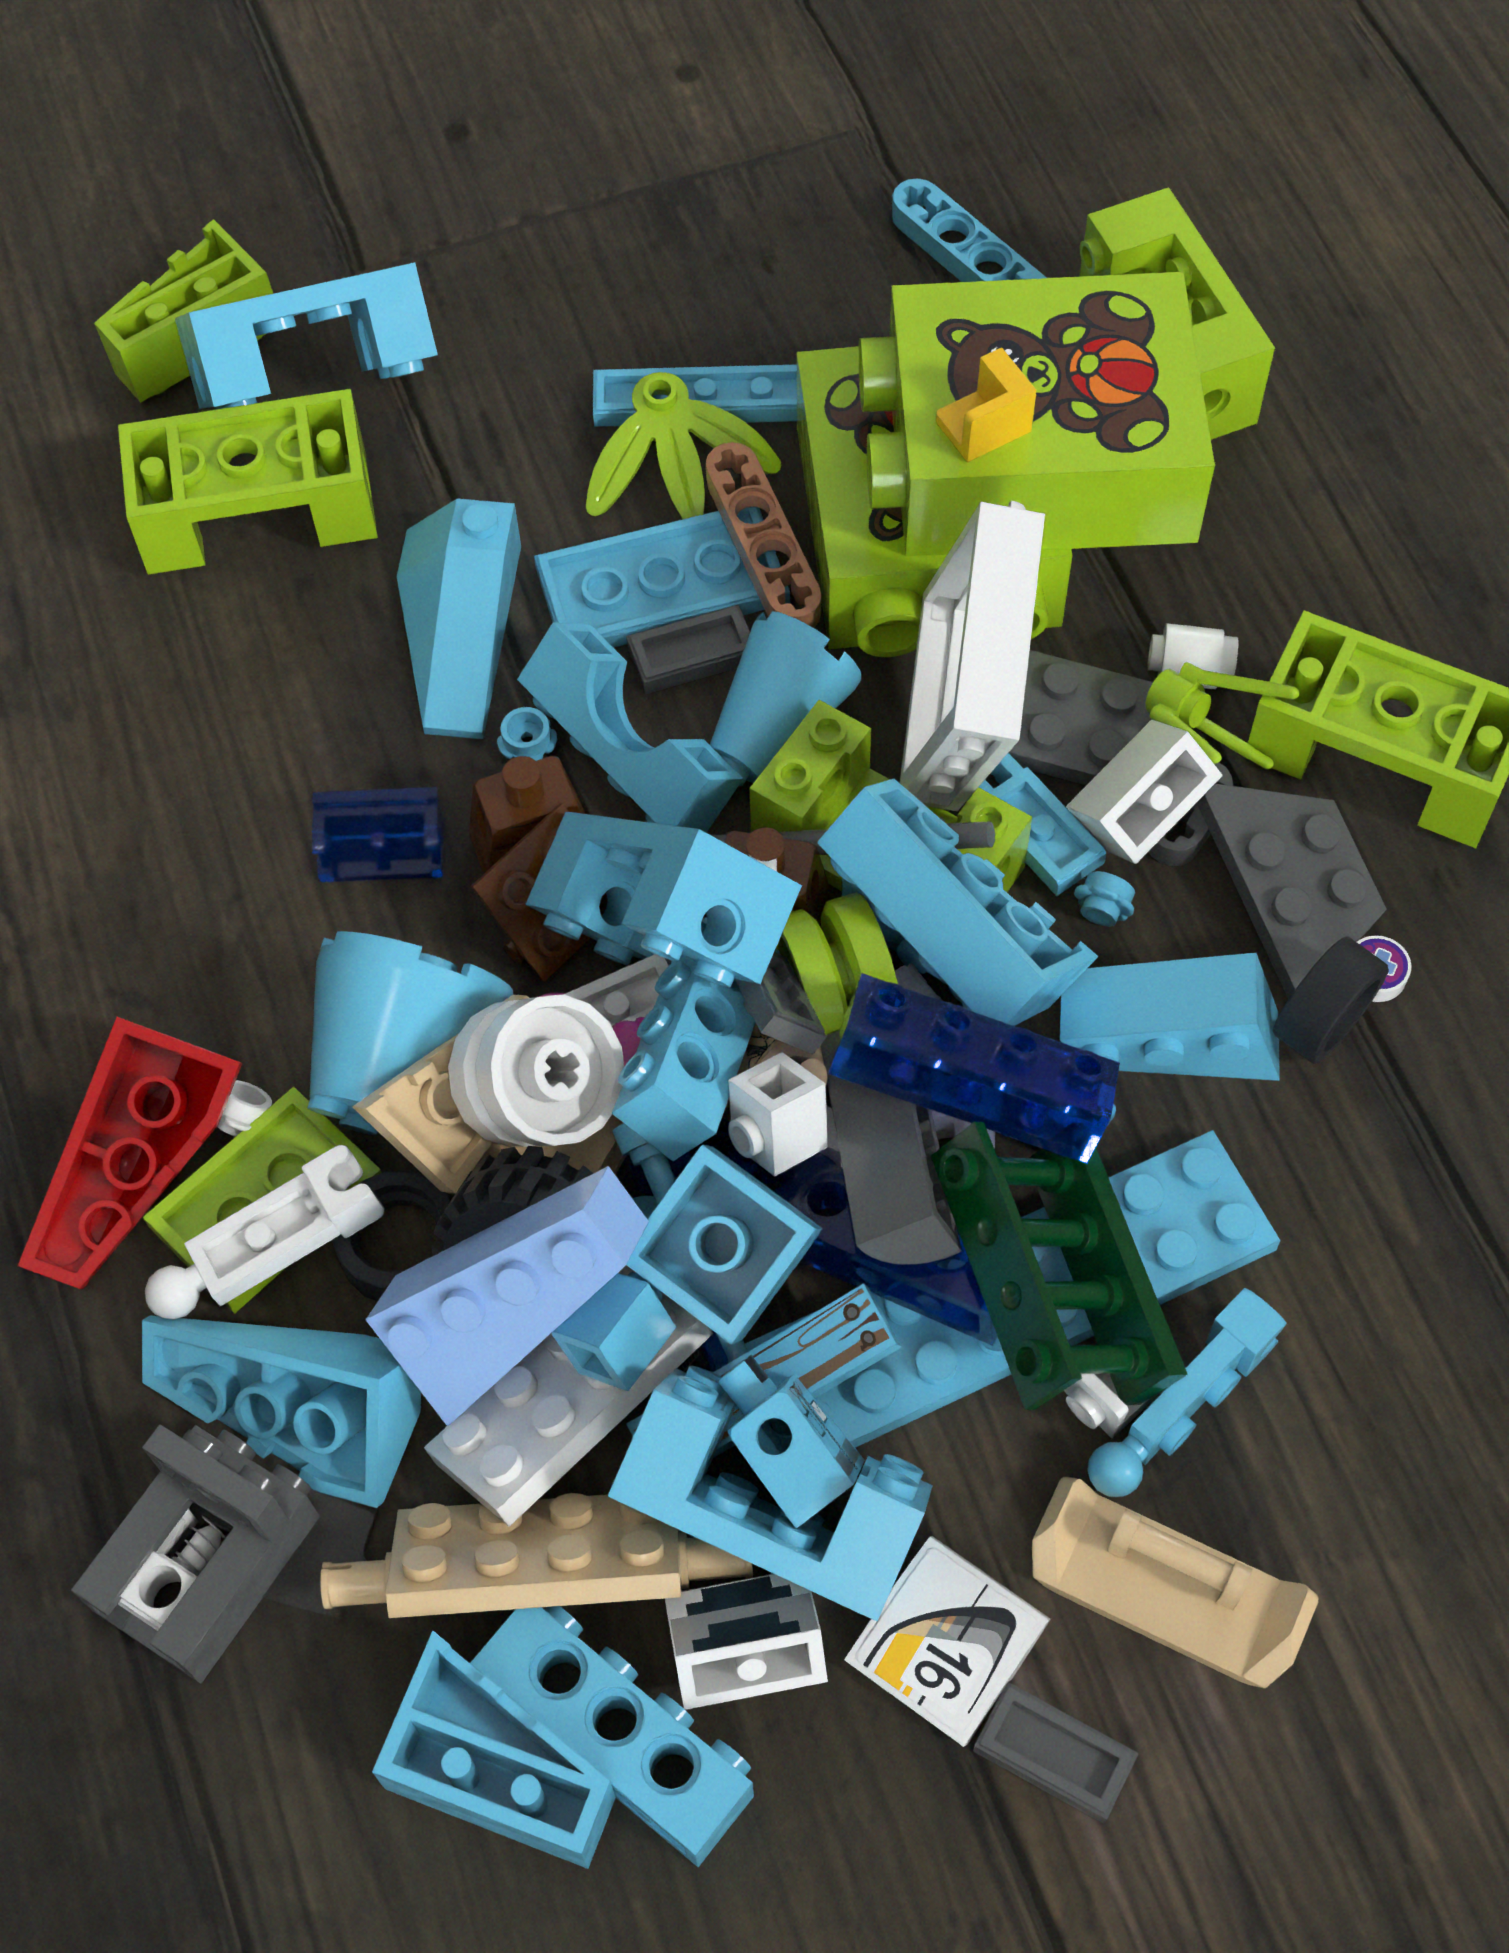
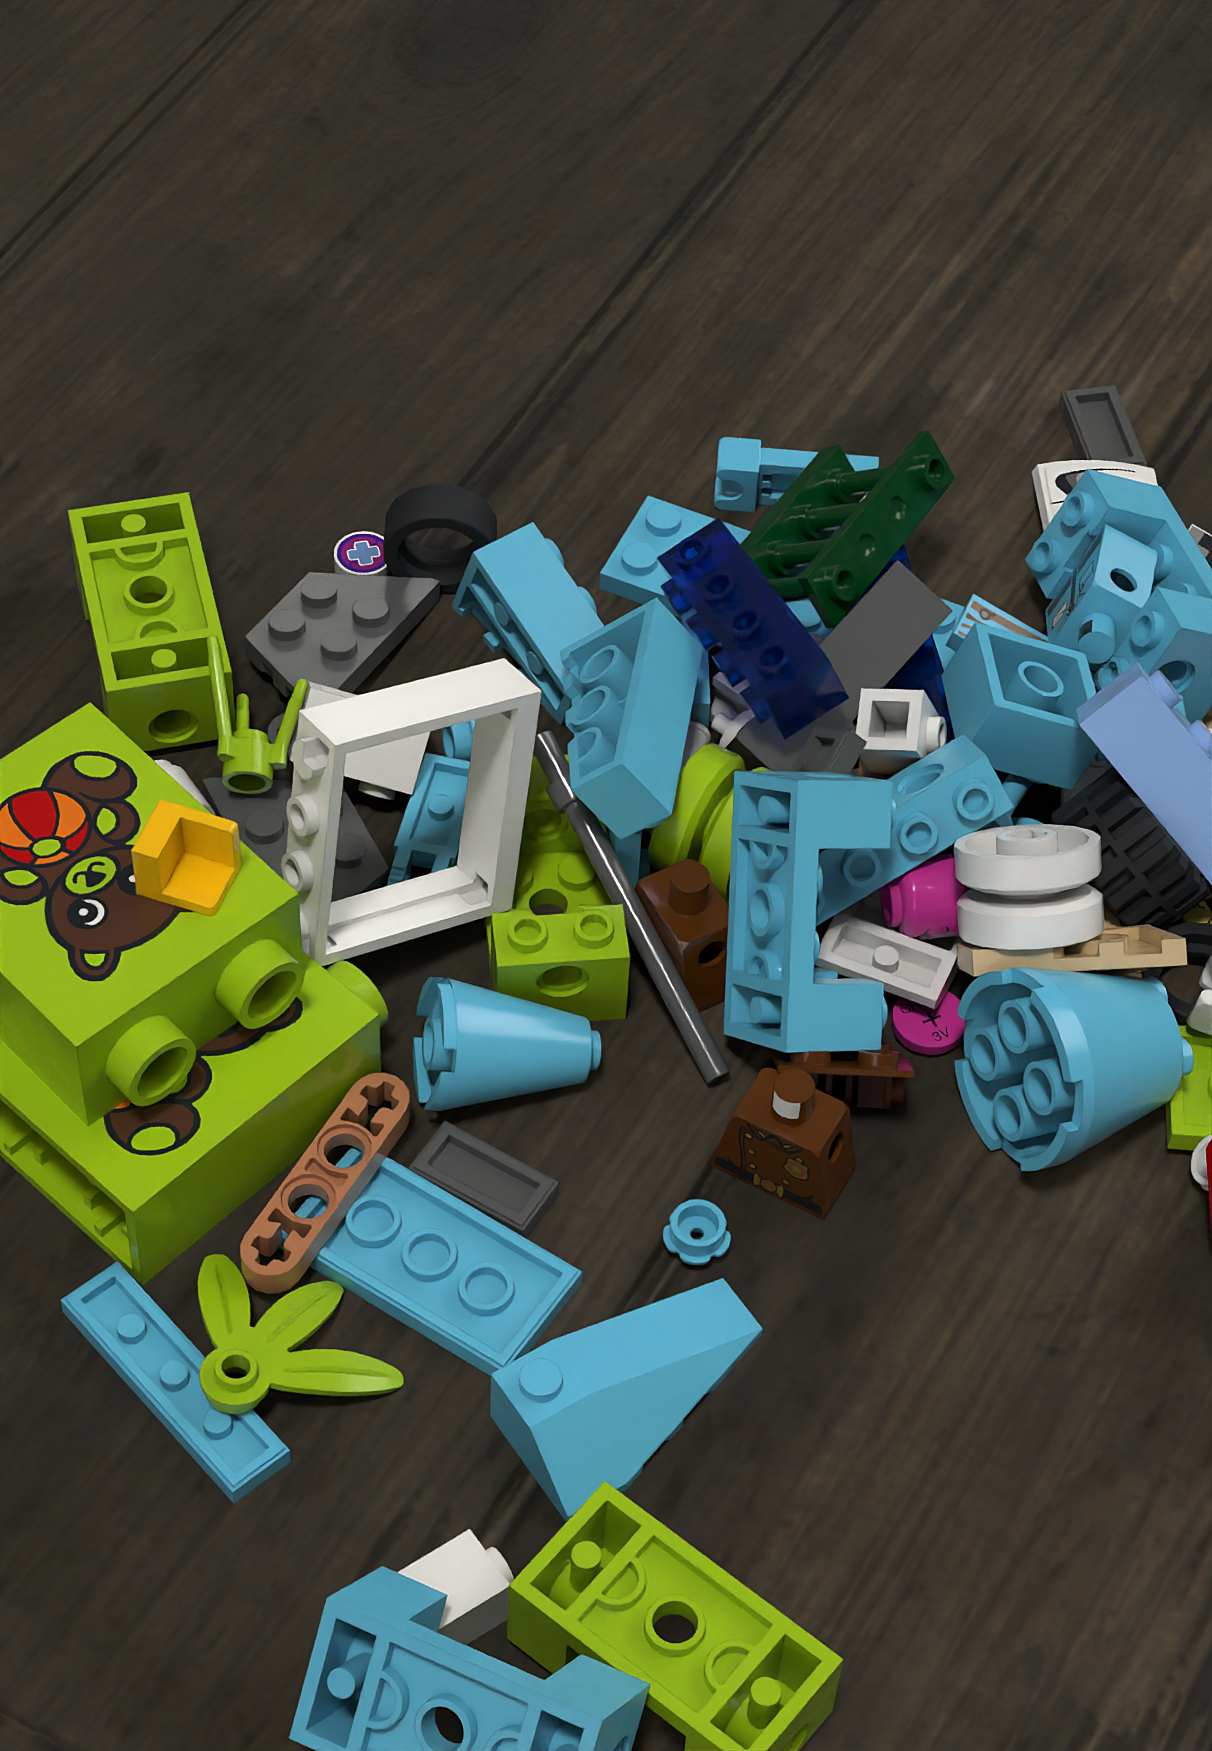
camera: 135 degrees left, 10 degrees down
(378, 834) = (898, 1267): clear blue hinge -> none
(409, 424) = (474, 1583): none -> white brick
(581, 686) = (648, 1070): medium azure arch -> none
(1170, 1586) = (927, 393): tan piece -> none

